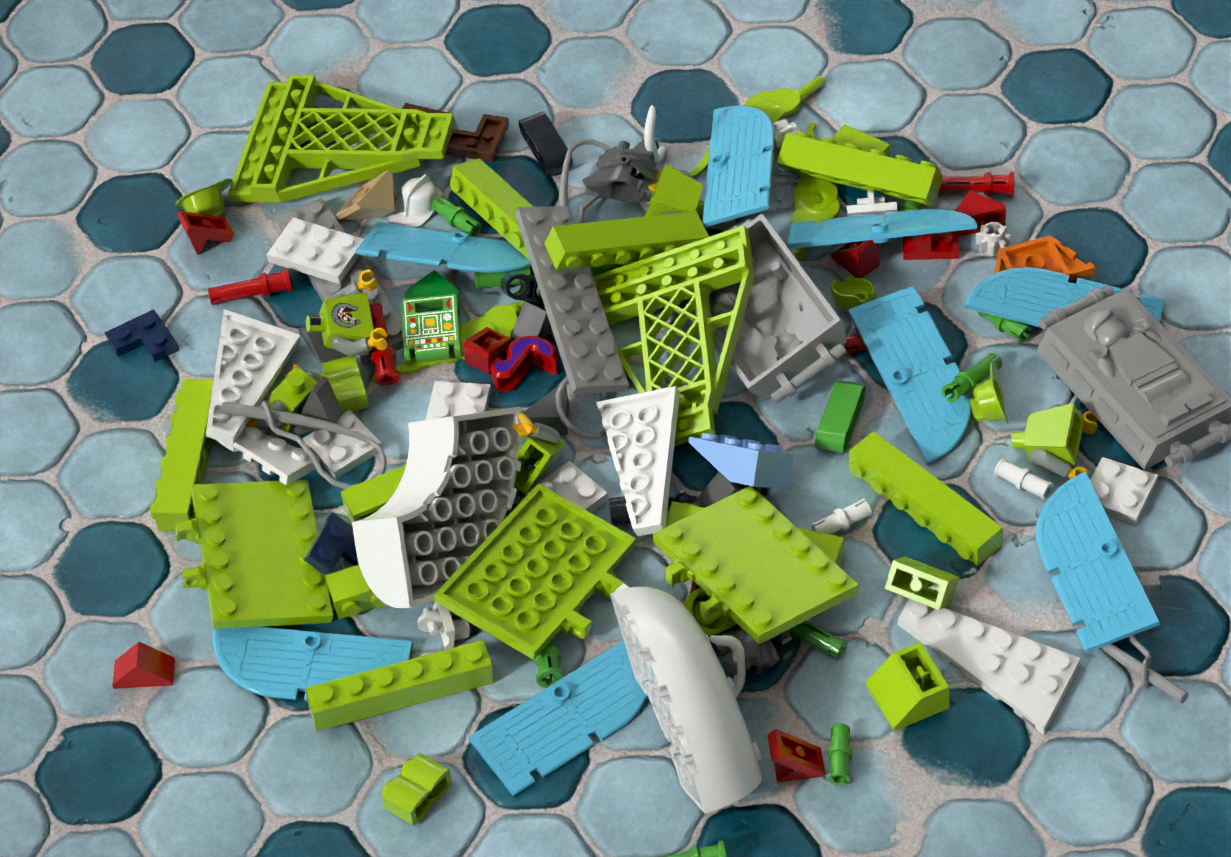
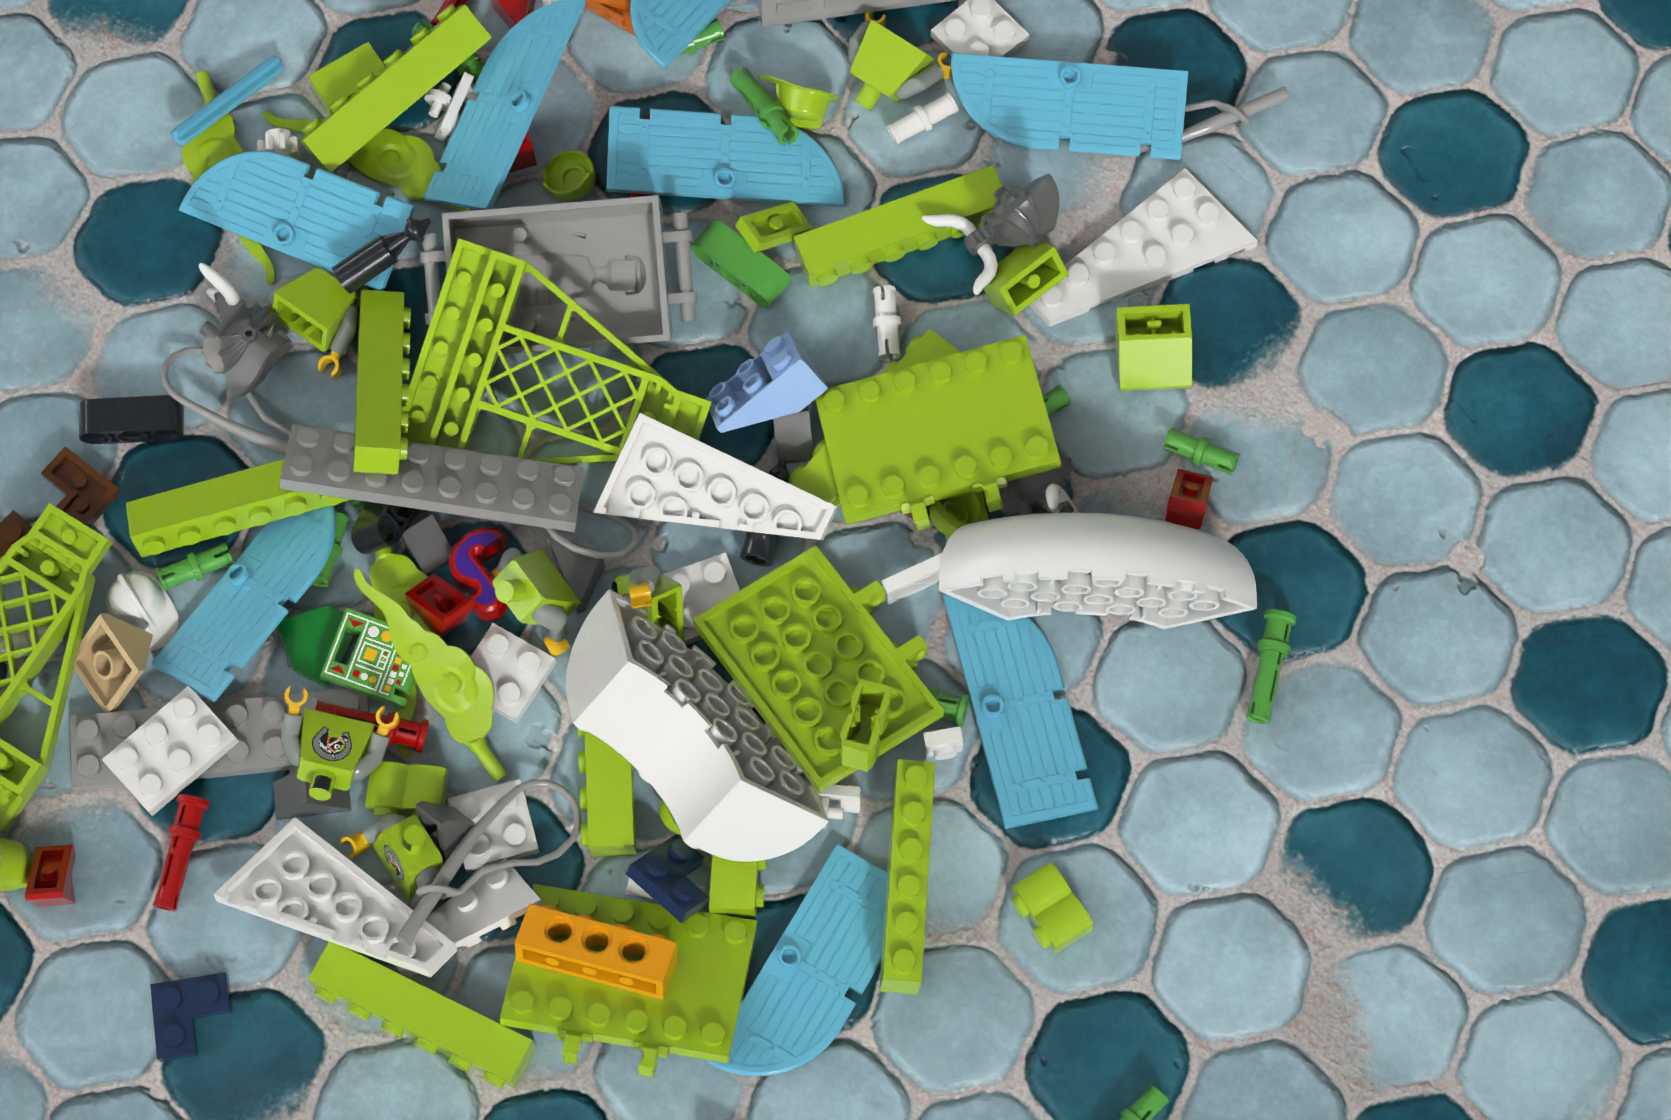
camera: 70 degrees left, 20 degrees up
(262, 519) = (610, 967): none -> light orange brick
(433, 371) = (445, 678): none -> lime piece
(488, 595) = (865, 725): none -> lime brick
(513, 380) = (536, 594): none -> lime torso
(517, 674) = (943, 743): none -> white plate
(719, 202) = (377, 255): none -> black wheel
(805, 95) = (227, 101): none -> medium azure axle
(878, 418) = (773, 226): none -> lime plate
(960, 549) = (1016, 220): none -> dark grey helmet

